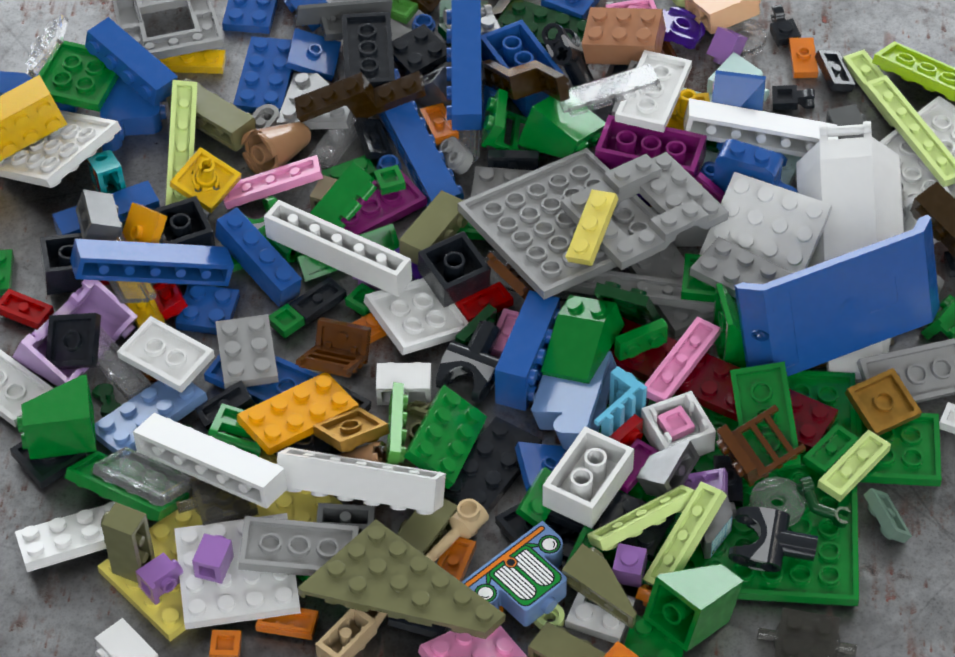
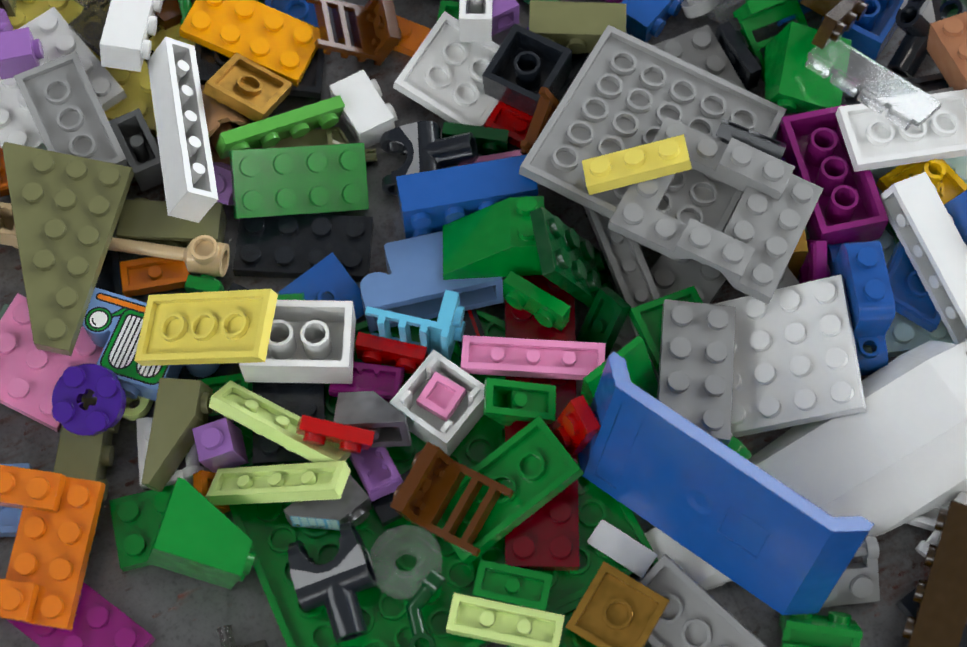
camera: 60 degrees right, 15 degrees up
(489, 536) = (204, 283): none -> green plate
(550, 516) = (206, 328): none -> light yellow plate
(551, 608) = (68, 402): none -> dark purple plate
(597, 174) = (752, 138): none -> black plate
(671, 484) = (350, 438): none -> red plate
(674, 313) = (604, 319): none -> dark green plate
(709, 380) = (517, 400): none -> green slope
(752, 348) = (576, 425): none -> red plate
(834, 386) = (622, 548): none -> white sticker

